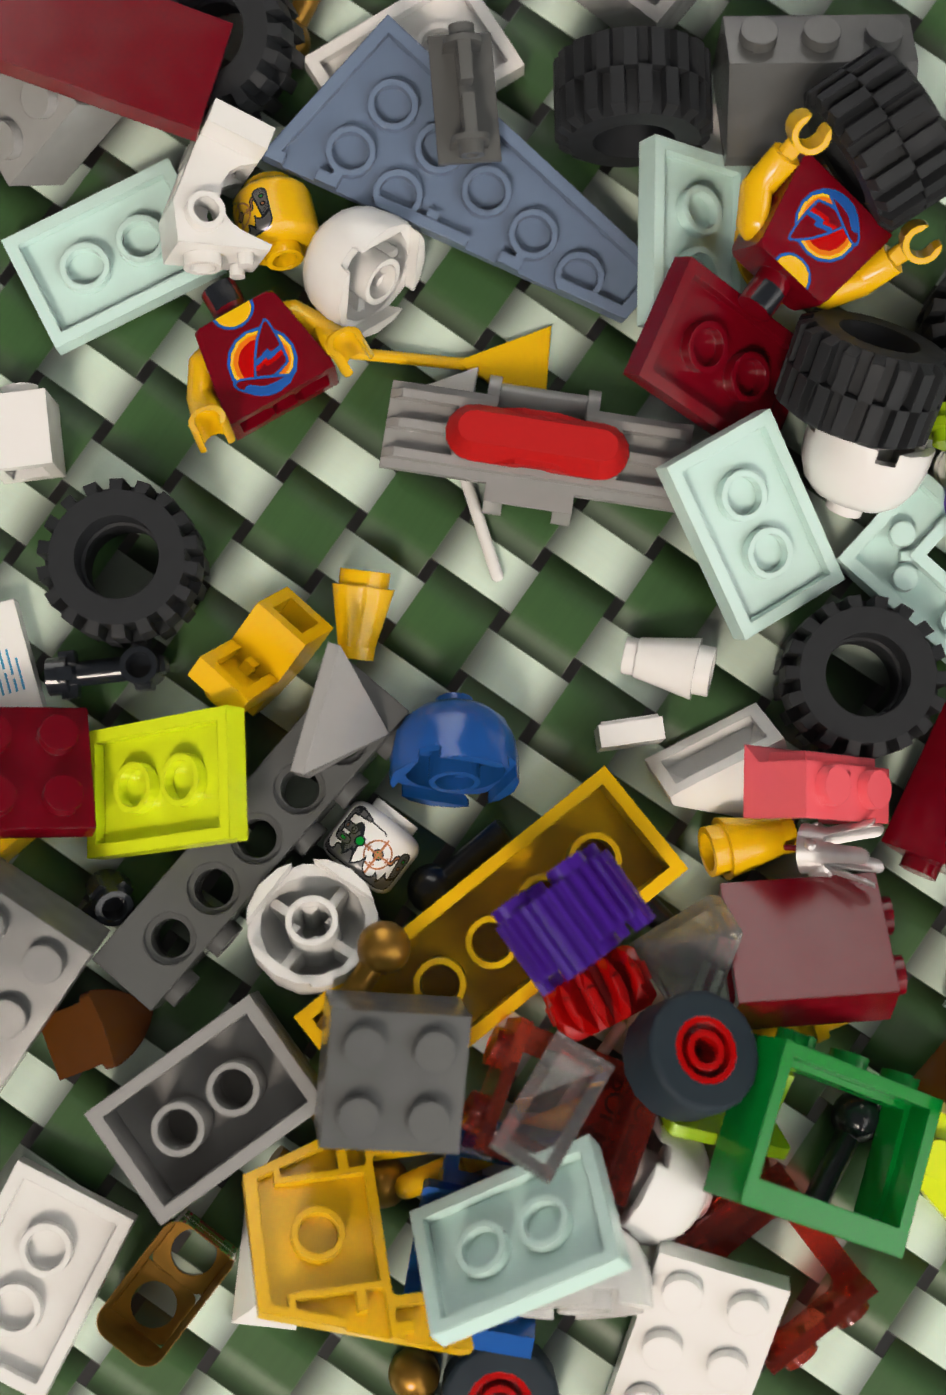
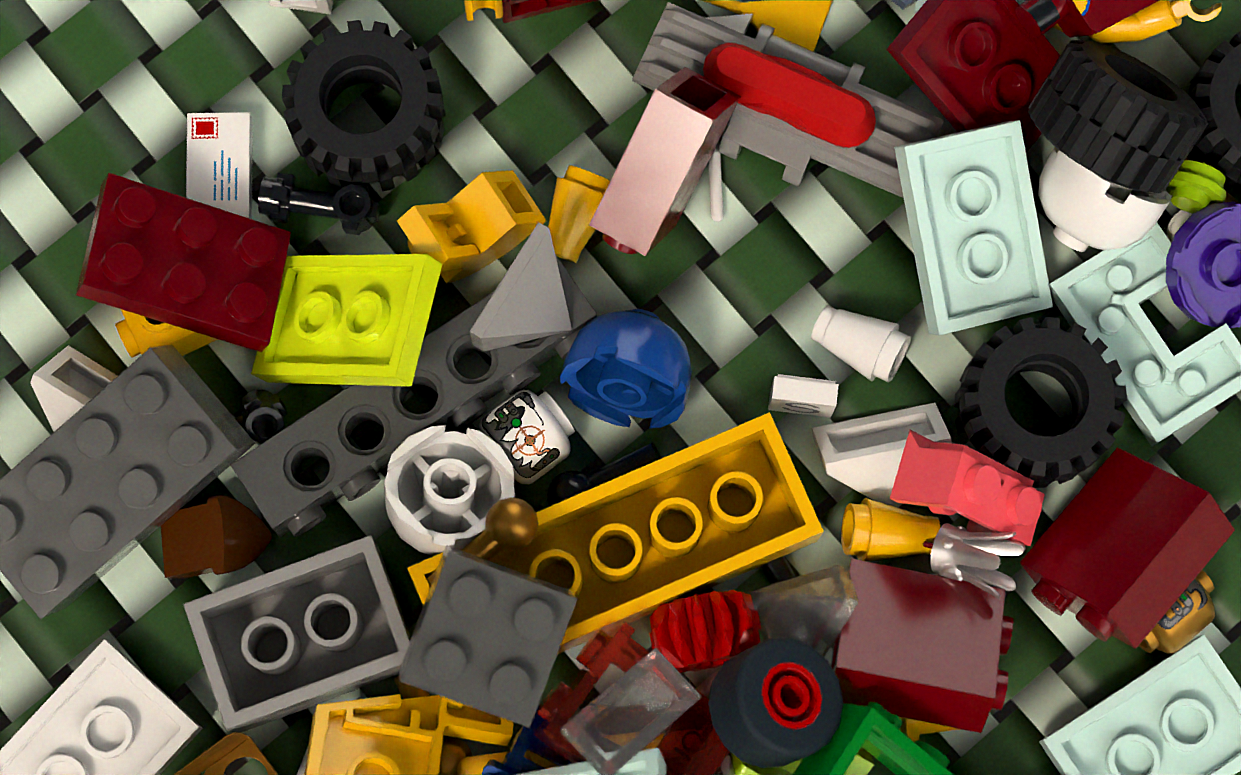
camera: 15 degrees right, 5 degrees down
(433, 544) = (663, 162): none -> brick
(573, 919) = (697, 536): dark purple brick -> none

